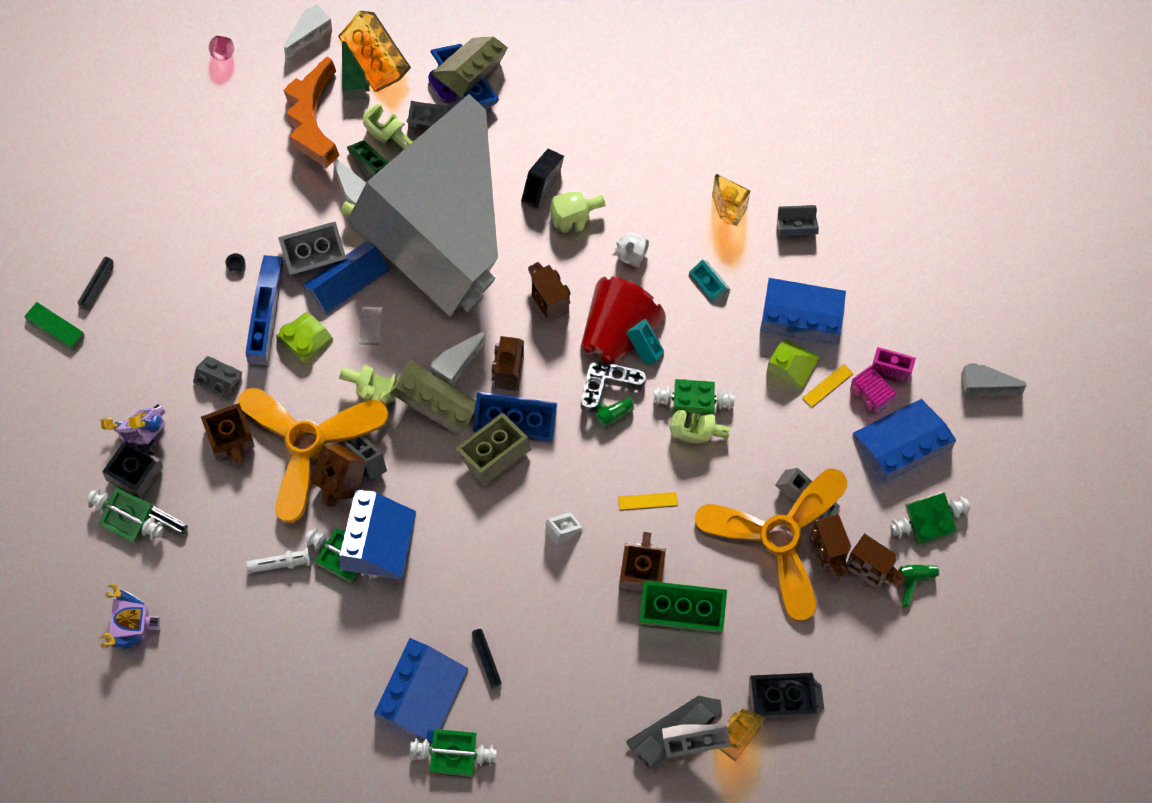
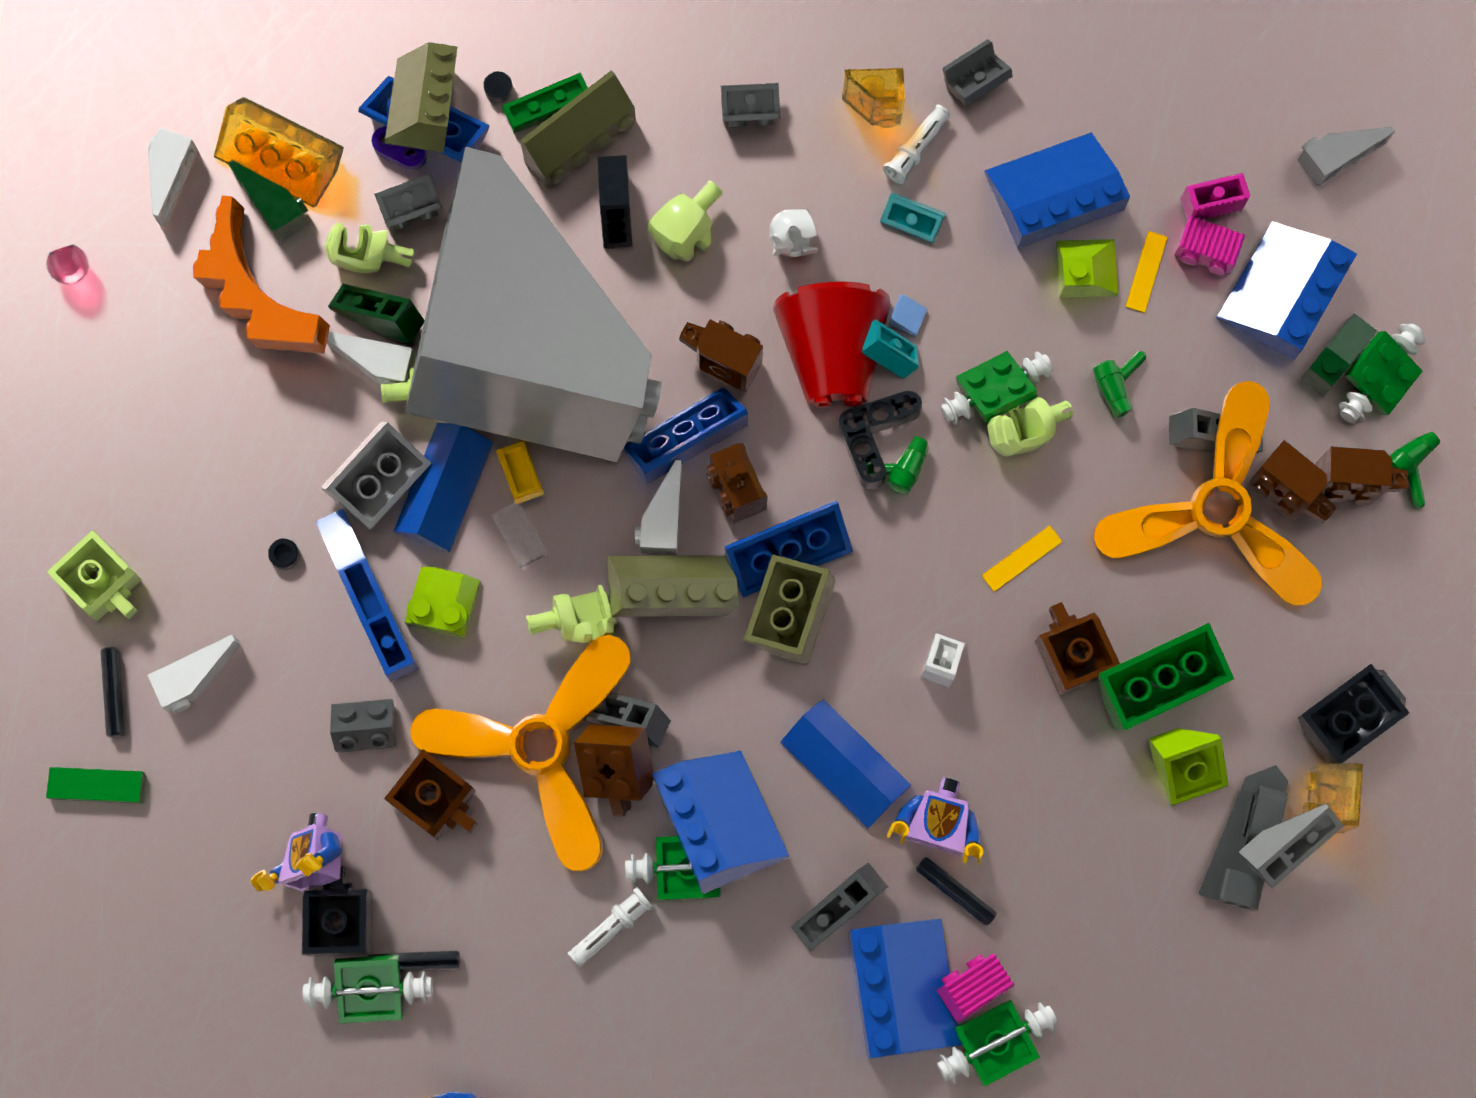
camera: 30 degrees left, 10 degrees up
(126, 216) = (111, 586): none -> yellowish green hinge
(141, 296) = (189, 677): none -> white slope
(392, 292) = (520, 472): none -> yellow tile
(415, 625) = (839, 906): none -> dark grey slope
(460, 713) = (975, 987): none -> dark pink brick
(470, 551) = (845, 763): none -> blue slope
(499, 323) = (687, 434): none -> blue slope
(500, 612) = (940, 822): none -> torso
(519, 82) = (498, 86): none -> black tile
(541, 106) = (542, 103): none -> green tile
(546, 127) = (578, 130): none -> olive slope
(655, 166) = (750, 103): none -> dark grey bracket
(668, 667) = (1188, 763): none -> lime slope
(669, 330) = (907, 315): none -> light blue slope
(729, 245) = (909, 154): none -> white pin
(764, 432) = (1111, 383): none -> green piece
(908, 491) = (1338, 355): none -> dark green slope

